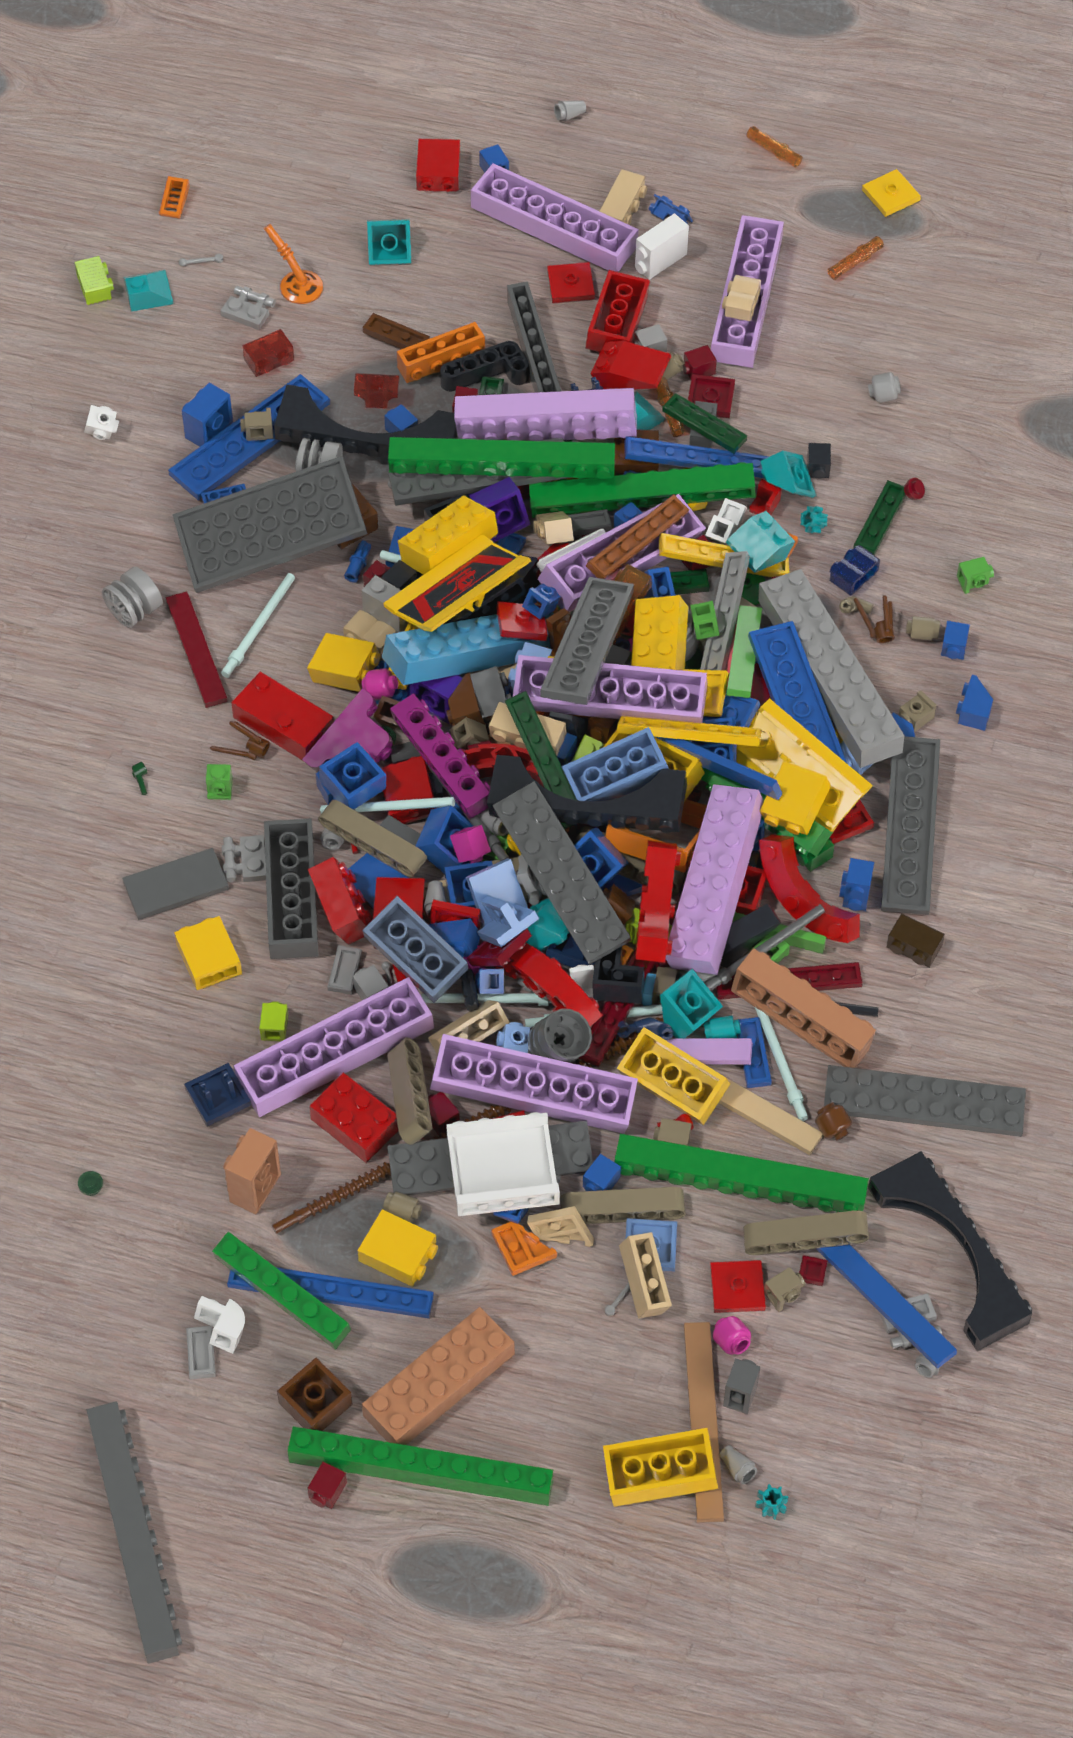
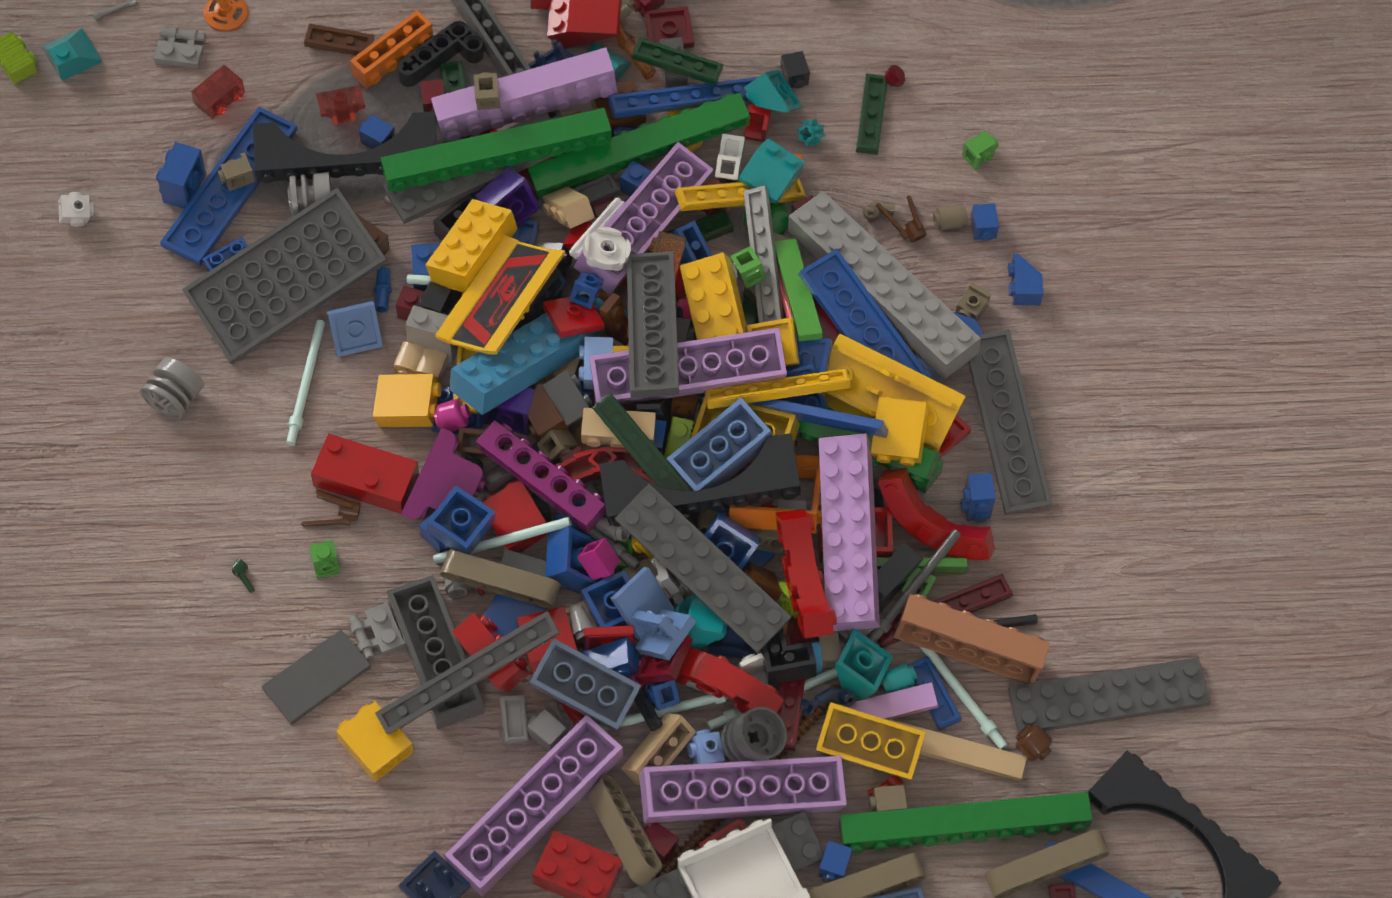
camera: 20 degrees left, 5 degrees up
(196, 649) = (252, 424): dark red tile -> none
(273, 1021) = (464, 794): lime brick -> none
(309, 908) = (467, 673): none -> dark grey plate
(318, 587) = (354, 328): none -> medium blue bracket
(507, 400) = (487, 91): none -> dark tan brick
(572, 577) = (602, 259): none -> white plate
(637, 537) = (657, 198): dark orange tile -> none
(854, 569) = (866, 174): clear blue brick -> none
(915, 940) = (1048, 537): dark brown brick -> none

